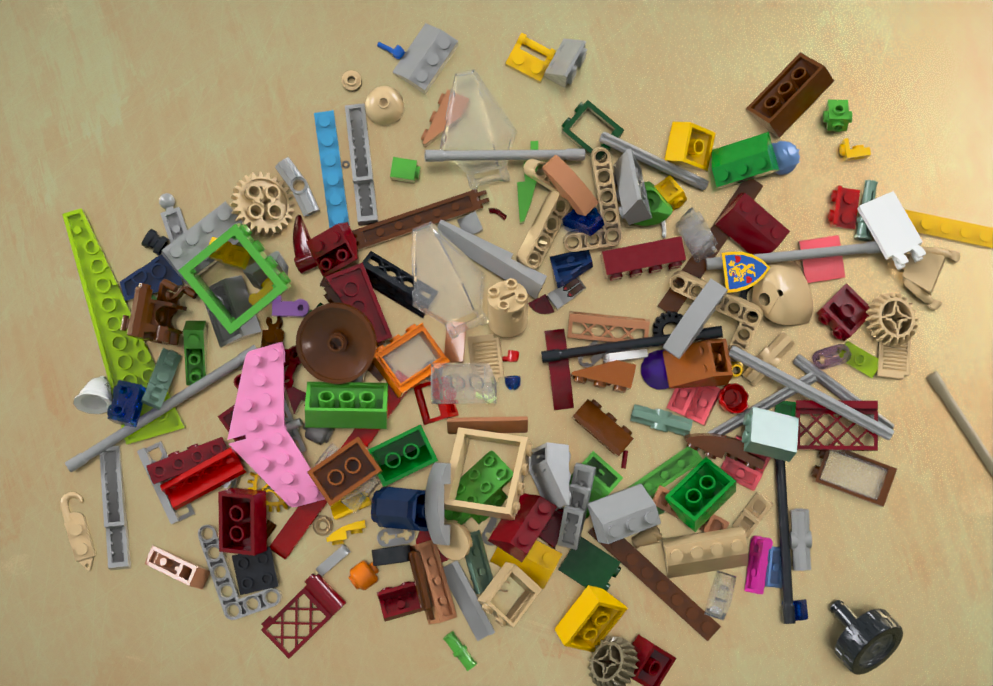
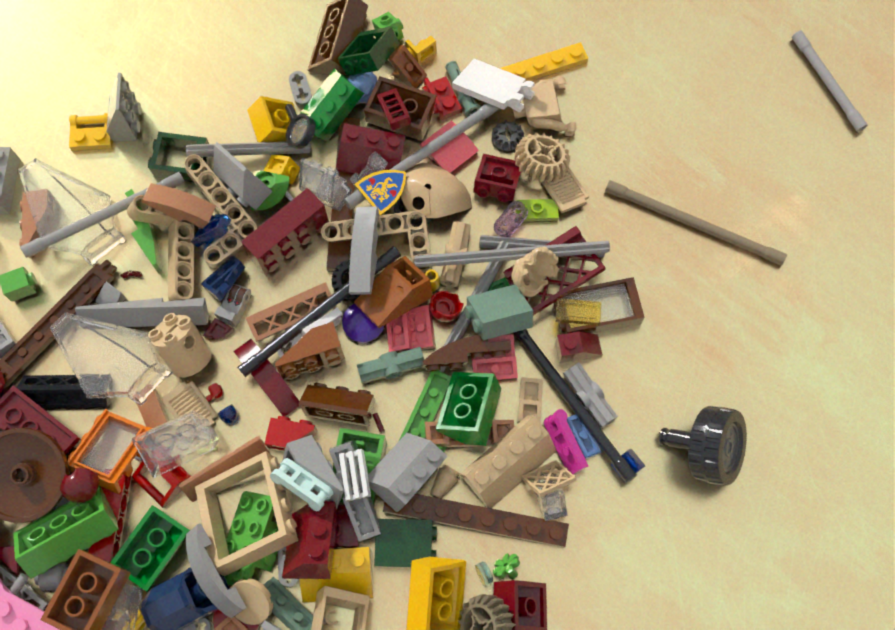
camera: 30 degrees left, 15 degrees down
(376, 381) = (80, 485): none -> dark red hair
(541, 480) = (302, 484): none -> light aqua plate
(549, 427) = (283, 430): none -> red slope
(576, 494) = (346, 477): none -> white tile
(635, 623) = (484, 573): none -> clear light blue tile
(655, 628) = (506, 566): none -> bright green plant
(706, 172) = (300, 129): none -> black piece
(728, 574) = (552, 487): none -> tan window
(733, 127) = (296, 91): none -> light grey beam
(749, 244) = (374, 164): none -> clear leg
(789, 219) = (400, 121): none -> dark red slope
(802, 200) = (417, 102): none -> reddish brown slope
(816, 120) = (367, 53): none -> dark green window
(816, 417) = (532, 269): none -> tan hair
(817, 496) = (577, 346): none -> dark red slope
(831, 163) = (406, 67): none -> dark orange slope
(833, 471) = (578, 311): none -> clear yellow tile
(869, 280) = (500, 139): none -> dark grey gear

